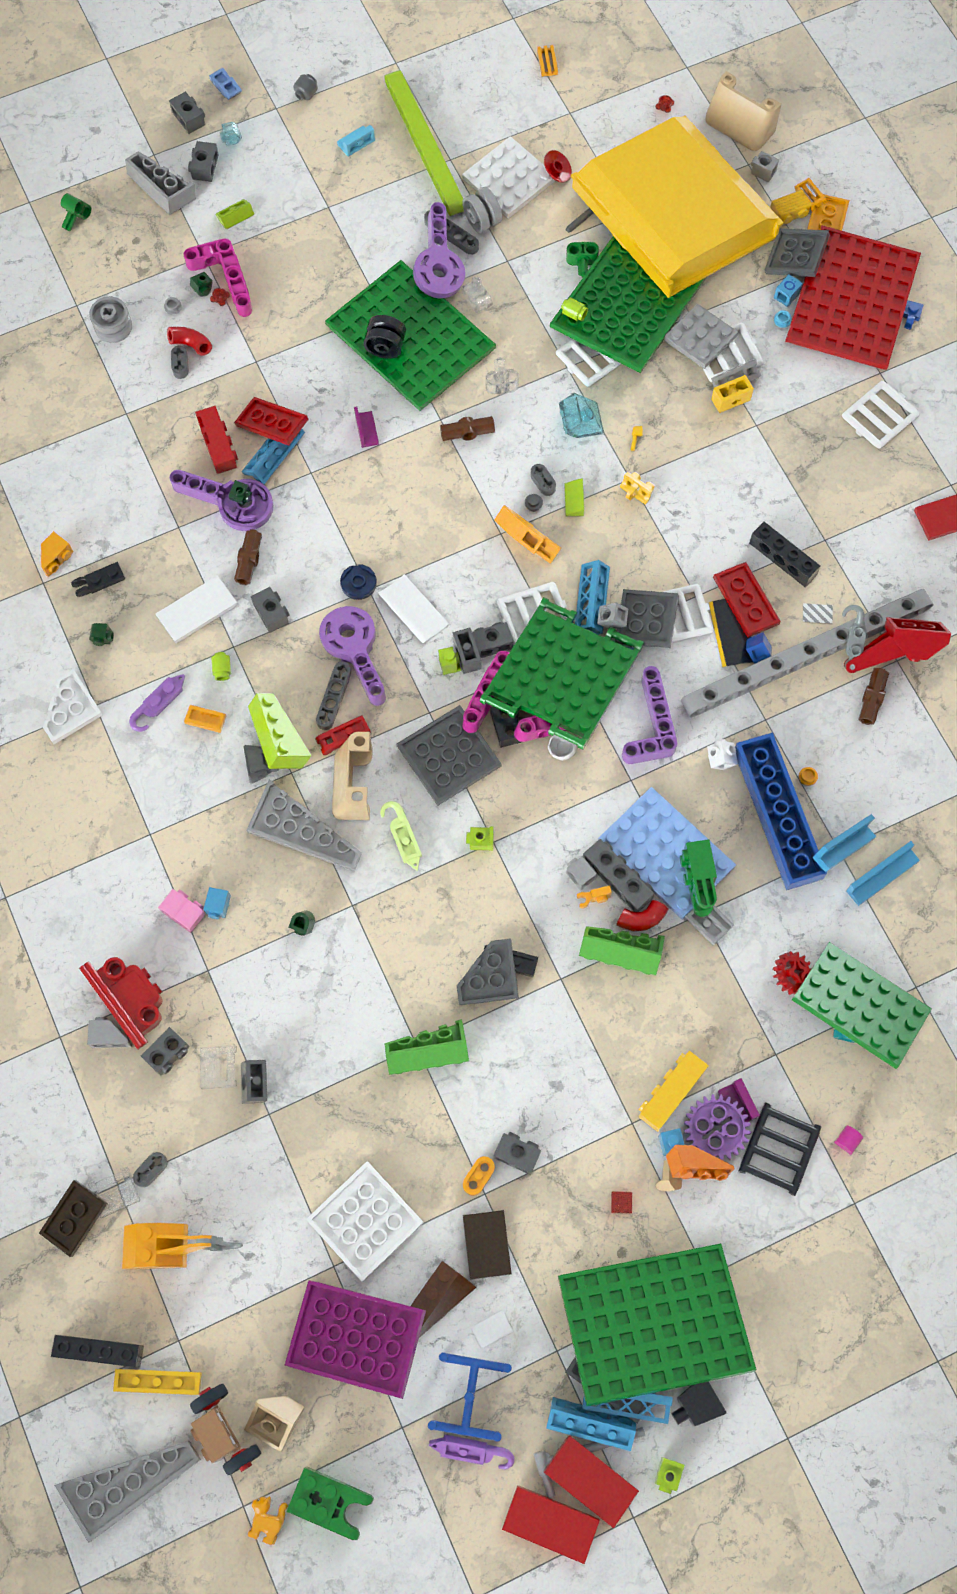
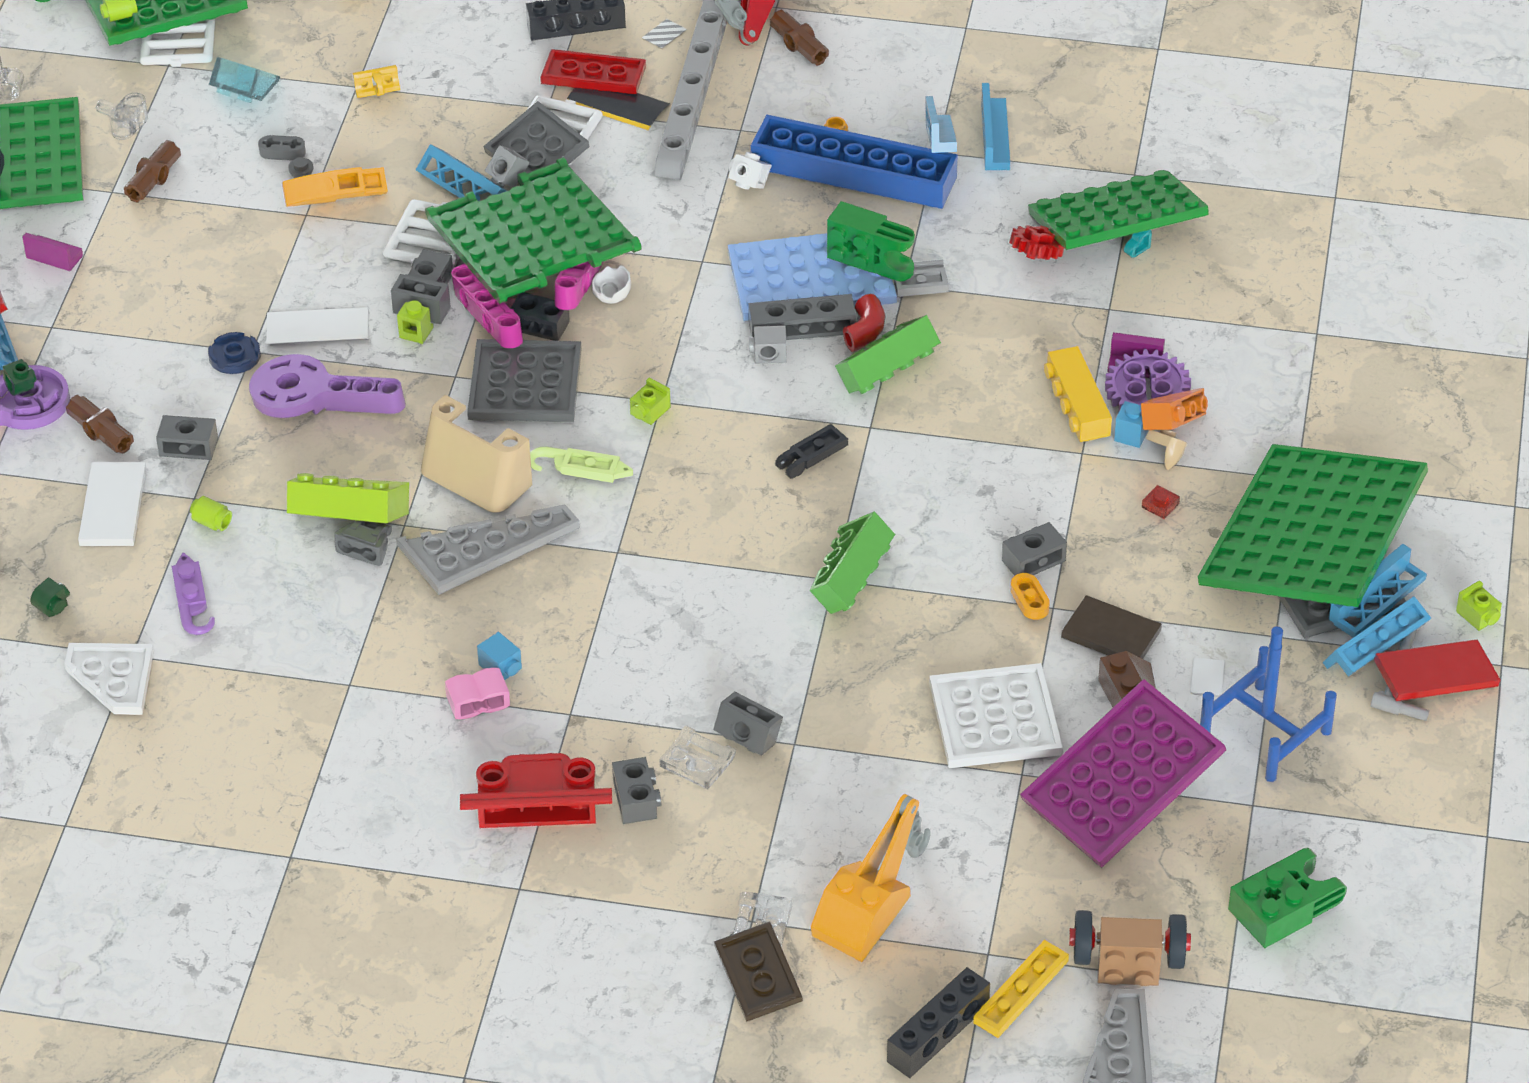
camera: 55 degrees left, 25 degrees down
(105, 1034) = (563, 833): light grey slope -> none
(154, 1173) = (769, 875): dark grey beam -> none
(205, 718) = (260, 560): light orange plate -> none
(265, 1522) = (1263, 968): light orange animal -> none
(274, 1420) = (1157, 895): tan slope -> none
(302, 922) = (599, 593): dark green plate -> none
(337, 696) = (346, 442): dark grey beam -> none
(341, 734) = (407, 453): red plate -> none
(470, 1450) = (1326, 751): medium lavender plate -> none
(490, 976) = (816, 467): dark grey plate -> none
(551, 1524) = (1456, 728): red tile -> none
(574, 498) = (332, 133): lime slope -> none
(600, 895) = (808, 343): light orange plate -> none
(637, 432) = (310, 51): yellow hand -> none
(658, 720) = (680, 204): medium lavender beam -> none
(698, 1405) = (1428, 543): black torso -> none
(758, 647) = (659, 85): blue panel -> none
(807, 1149) = (1229, 334): black bar -> none
(849, 1139) = (1247, 298): dark pink brick -> none

